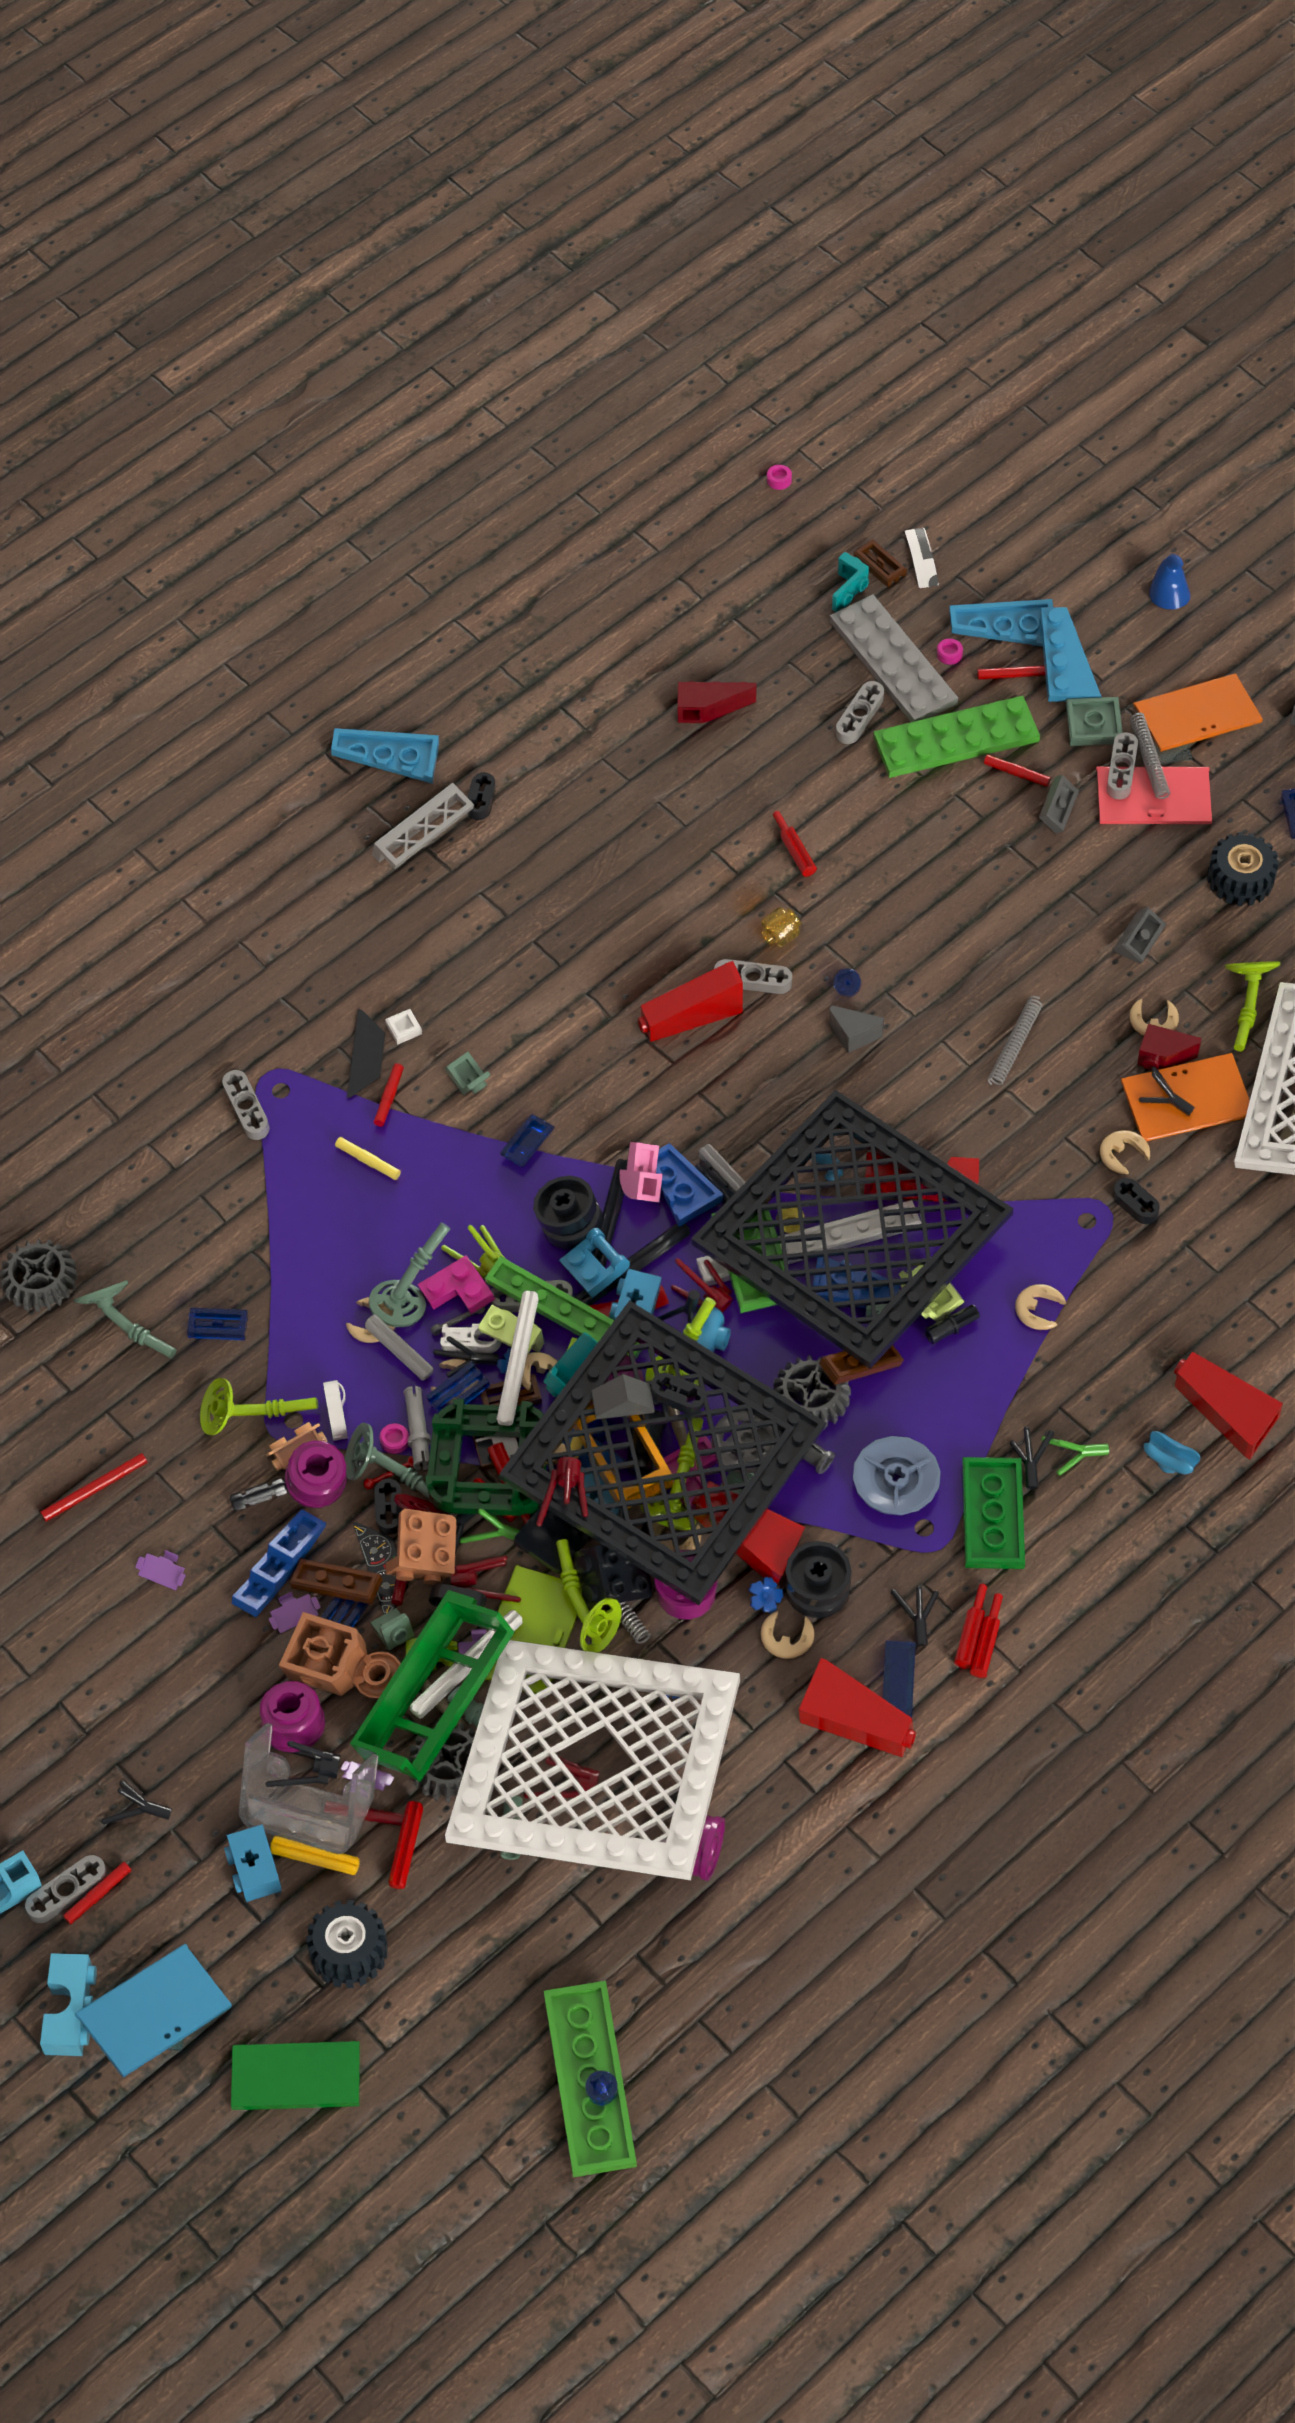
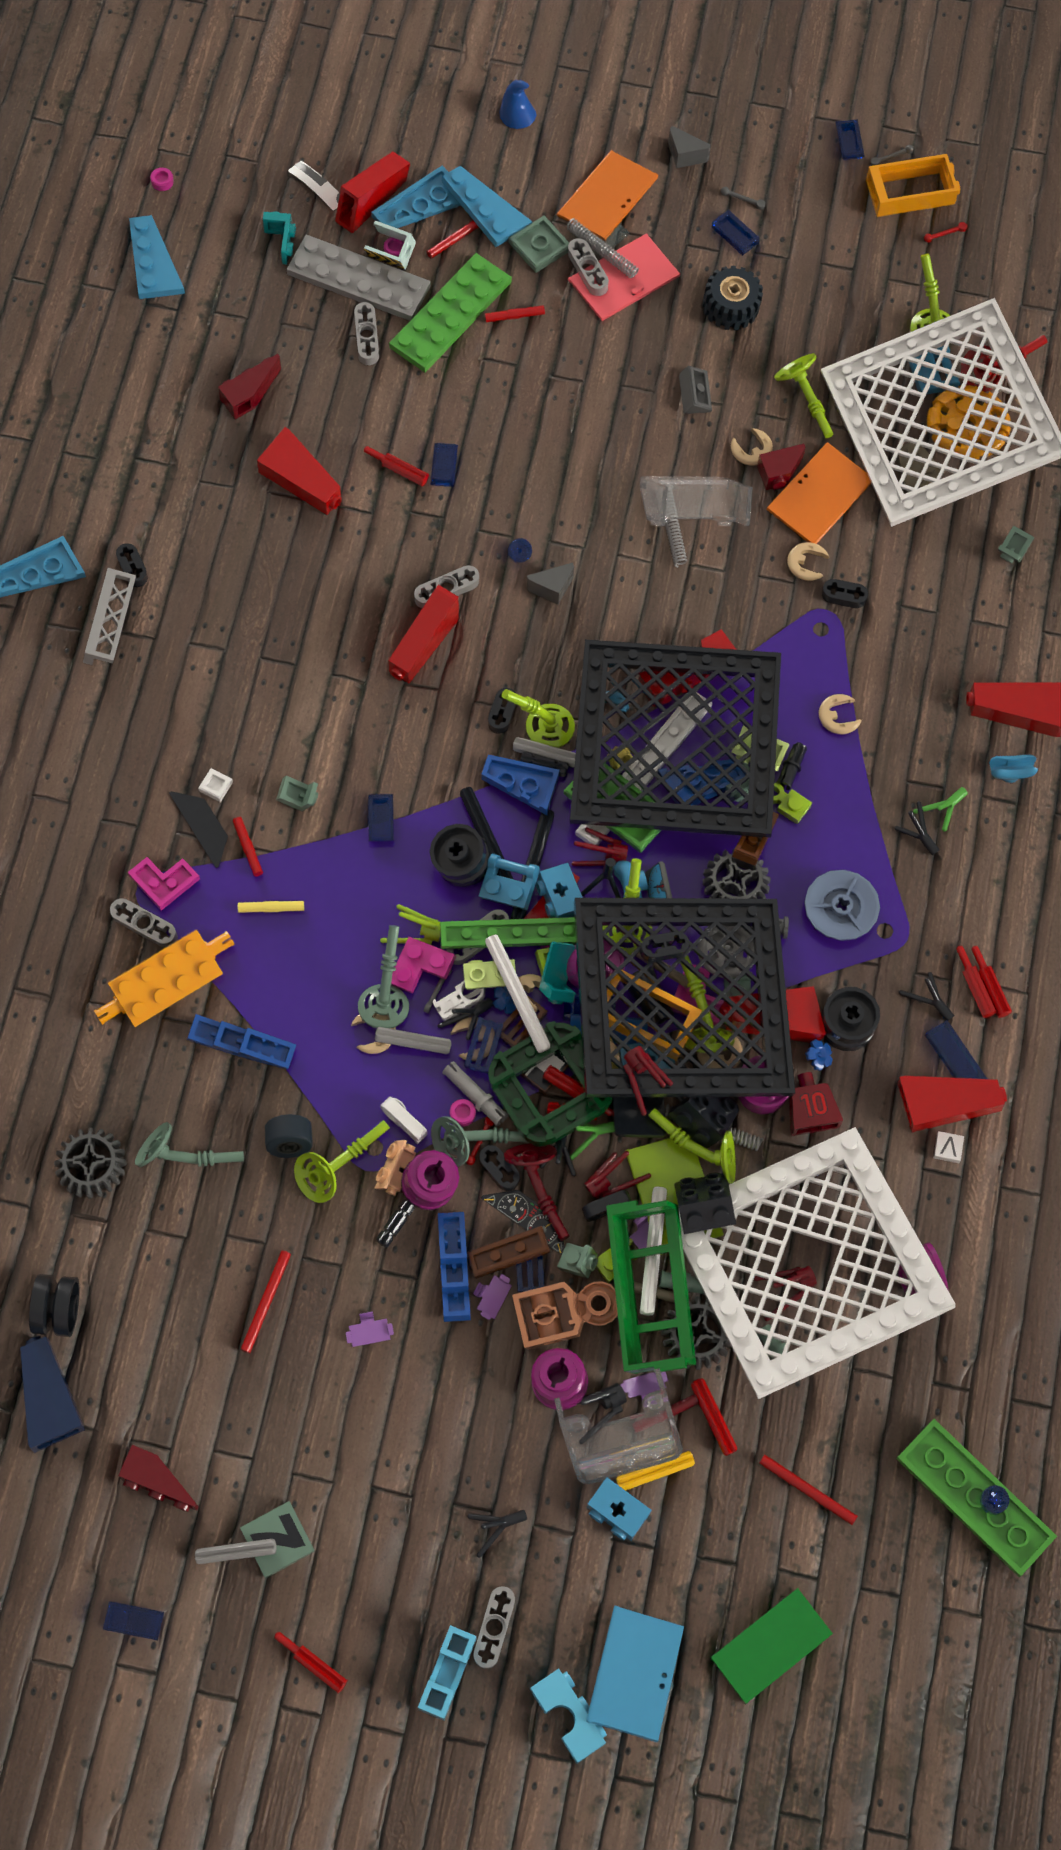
camera: 40 degrees left, 10 degrees up
(97, 1893) = (519, 1613): red piece -> none
(217, 1328) = (262, 1119): clear blue tile -> none
(222, 1356) = (288, 1136): none -> black wheel
(225, 1160) = (164, 978): none -> light orange plate
(248, 1255) = (241, 1042): none -> blue slope
(287, 1085) = (163, 887): none -> dark pink plate
(347, 1944) = (735, 1522): black wheel -> none
(424, 1547) = (562, 1183): nougat bracket -> none
(440, 1966) = (808, 1489): none -> red bar
(540, 1649) = (704, 1203): none -> black bracket
(622, 1398) = (629, 978): dark grey slope -> none
(640, 1178) = (490, 796): bright pink brick -> none
(694, 796) = (298, 472): none -> red slope
(712, 543) = (153, 264): none -> dark azure wing
(716, 1114) = (497, 709): none -> black beam
(717, 1636) = (813, 1107): none -> dark red torso
(738, 1347) = (658, 882): none -> slope
(750, 1147) = (549, 722): none -> lime dish
(780, 927) = (440, 536): clear yellow head -> none
(783, 1648) = (860, 1085): tan head -> none
(823, 1756) = (948, 1147): none -> white tile
(839, 868) = (444, 464): none -> clear blue tile
(876, 564) = (297, 213): reddish brown tile -> none
(923, 1359) = (792, 804): none -> lime plate
(942, 660) = (406, 251): none -> light aqua piece
(964, 584) = (370, 190): none -> red slope
(993, 1513) = (924, 888): green tile -> none
(1046, 1026) = (695, 498): none -> clear windscreen
(1059, 804) = (566, 322): dark grey plate -> none
(1173, 1099) = (814, 500): black plant -> none

